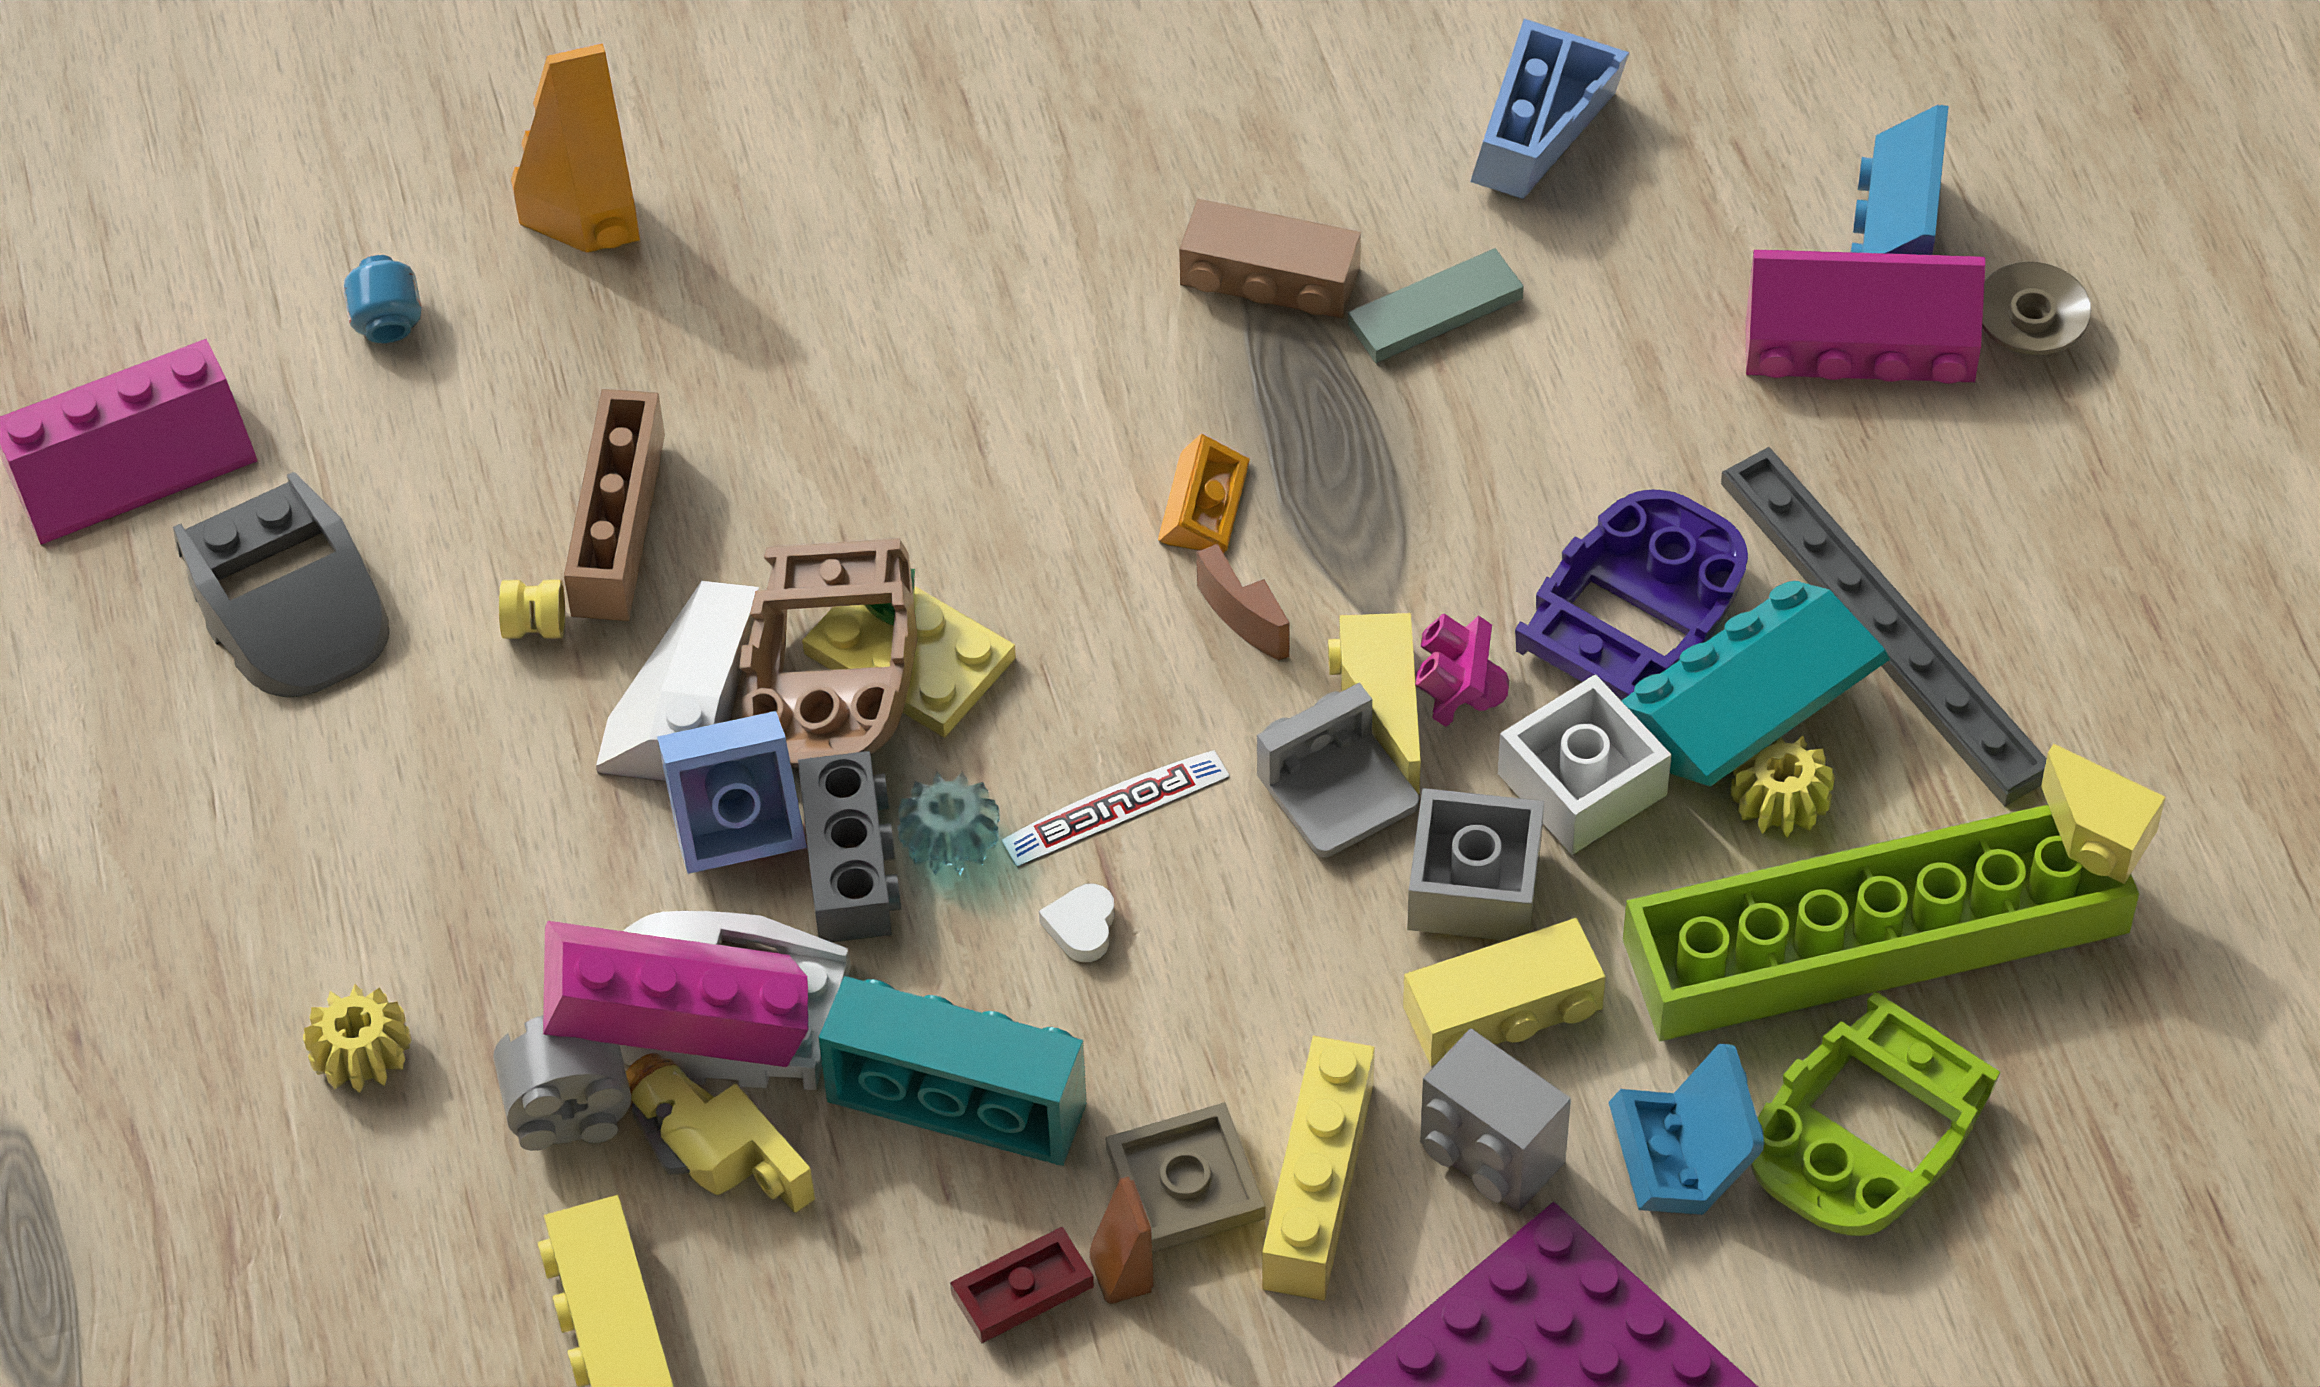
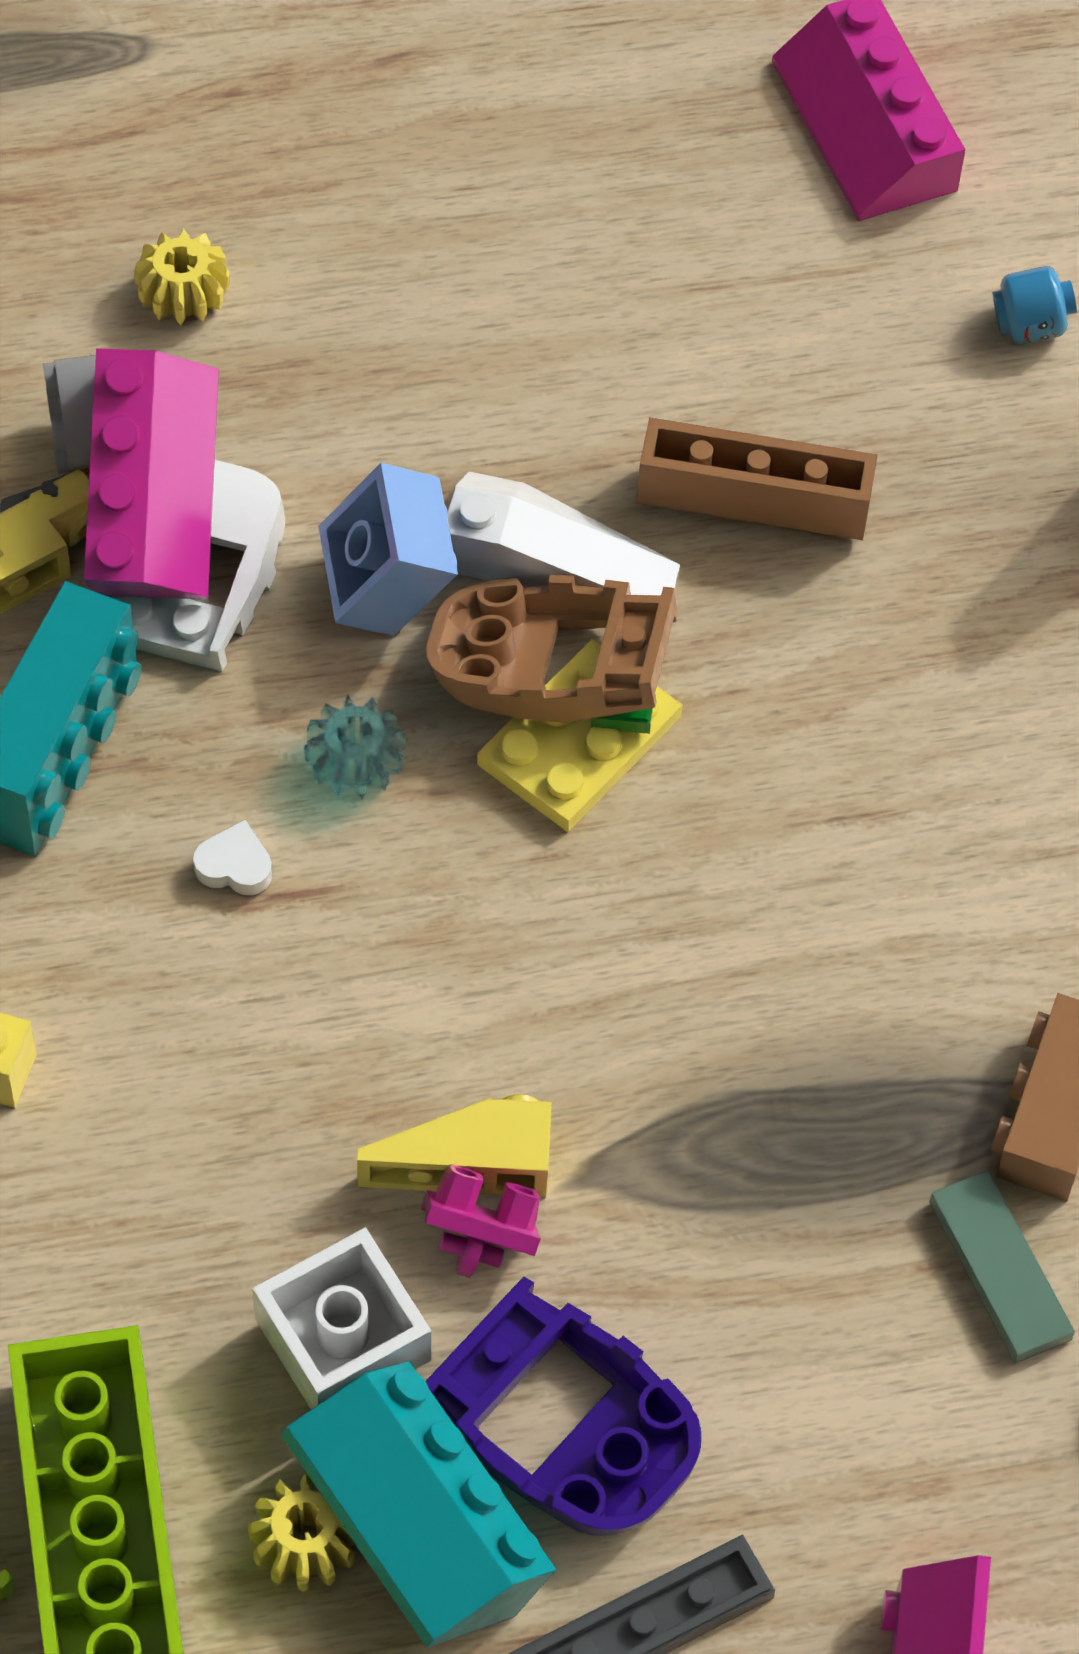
camera: 90 degrees right, 5 degrees up
(300, 627) = (655, 258): dark grey slope -> none
(532, 609) = (638, 402): light yellow wheel -> none
(848, 871) = (316, 640): dark grey brick -> none
(1114, 806) = (376, 907): sticker -> none
(1204, 496) = (751, 1016): light orange slope -> none
(1248, 609) = (582, 1036): dark orange slope -> none
(1333, 772) = (366, 1090): light grey bracket -> none
(1475, 865) = (227, 1204): light grey brick -> none
(1505, 989) = (81, 1225): light yellow brick -> none

